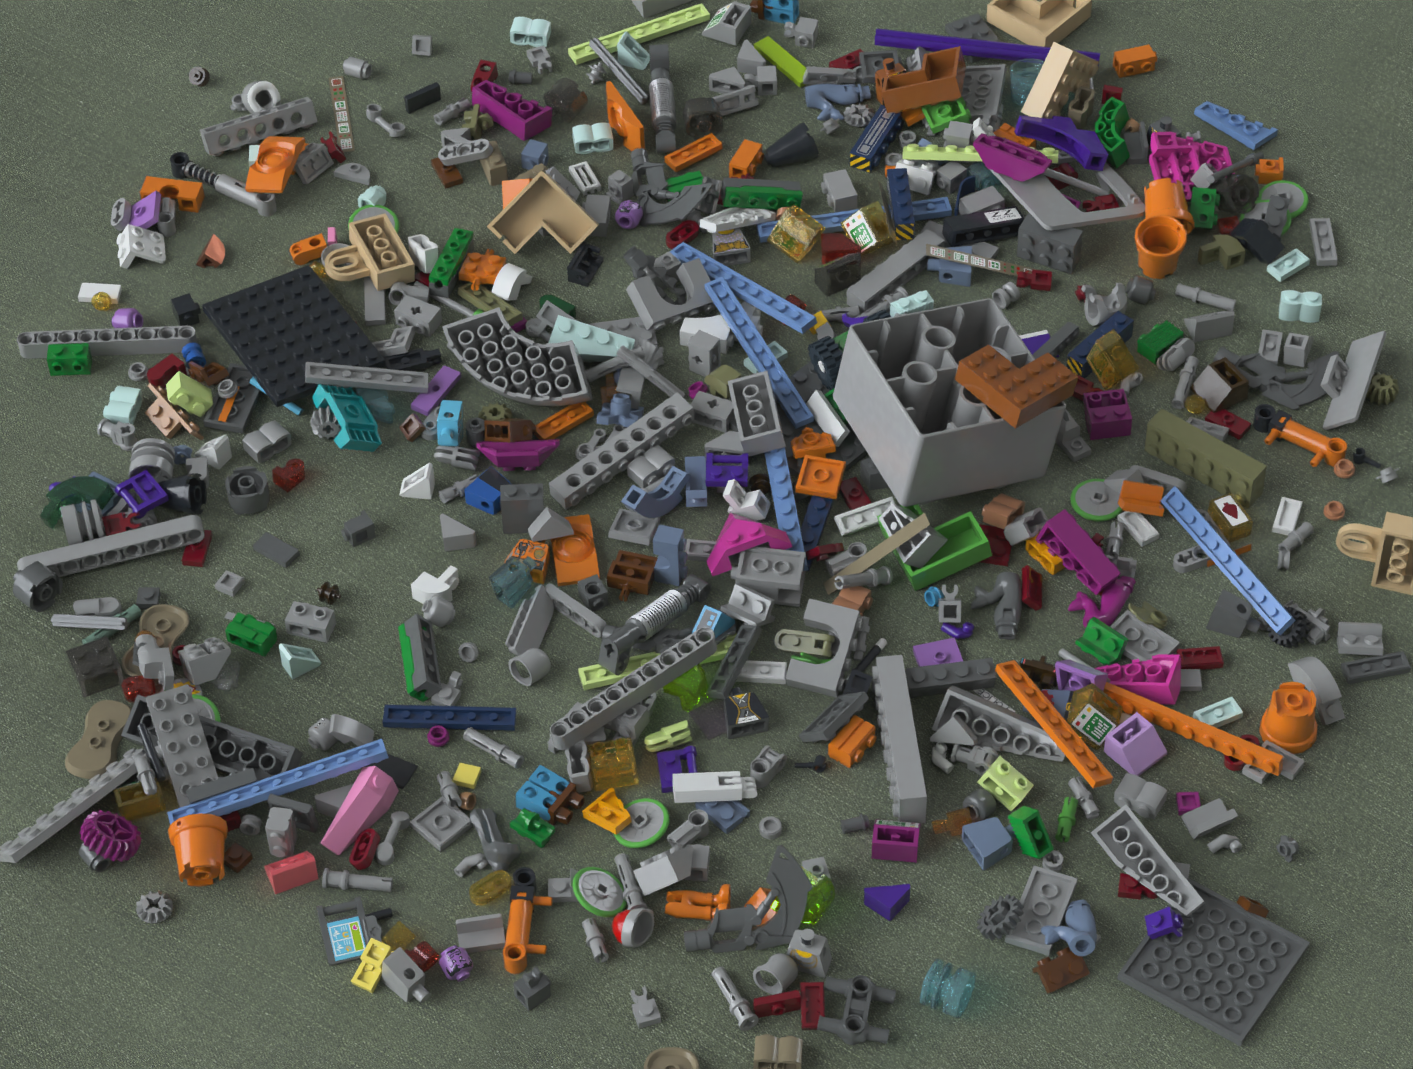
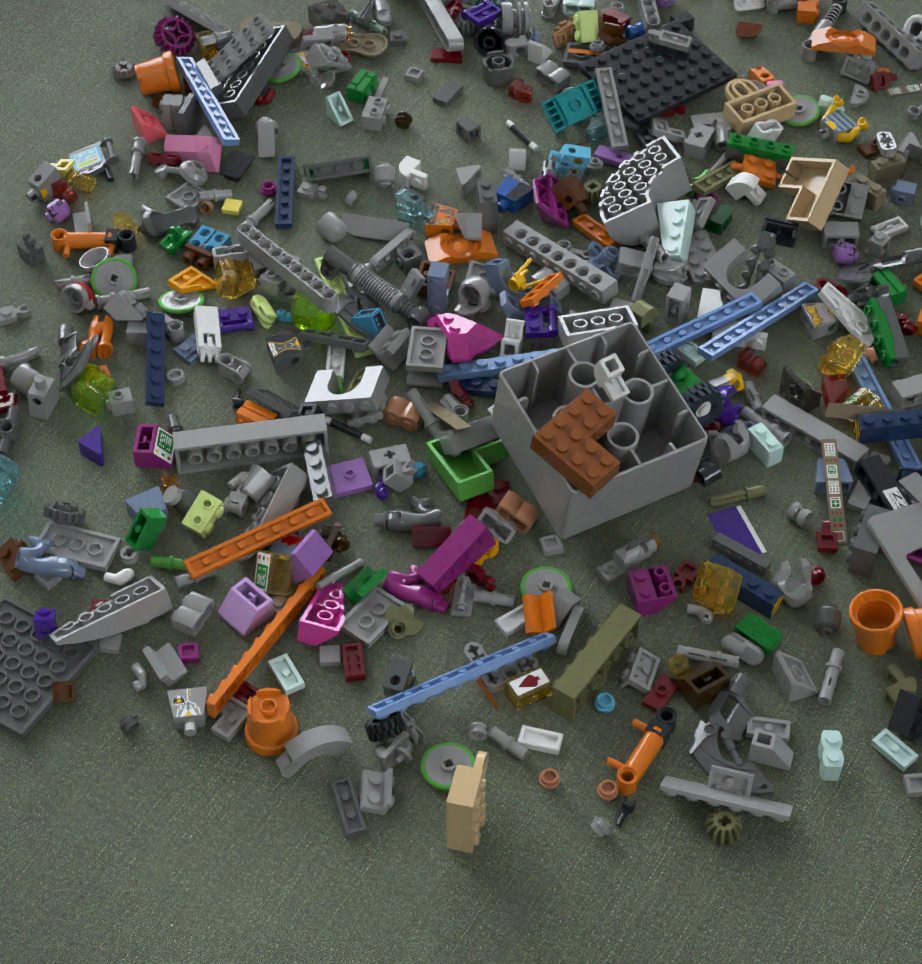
camera: 85 degrees right, 0 degrees up
(253, 308) = (669, 39): none -> light grey hinge
(372, 481) = (521, 135): none -> black bar
(402, 810) = (193, 172): none -> light grey piece
(412, 194) = (839, 127): none -> torso
(555, 904) = (92, 258): none -> light grey piece
(651, 583) = (412, 284): none -> light grey plate
(663, 482) = (518, 280): none -> yellow plant
(676, 713) = (284, 316): none -> dark azure arm
(684, 459) = (541, 290): none -> orange plate
(693, 533) = (473, 291): none -> light grey piece
(750, 839) = (155, 359): none -> dark blue plate
(922, 620) = (382, 457): none -> light grey brick
(936, 344) = (608, 375): none -> white brick
(982, 808) = (172, 495): none -> light grey tile
(1039, 493) = (551, 545): none -> light grey tile
(1087, 869) = (120, 578): none -> white arm
(1268, 795) = (189, 708): none -> light grey torso
(1323, 587) = (442, 755): none -> light grey wheel

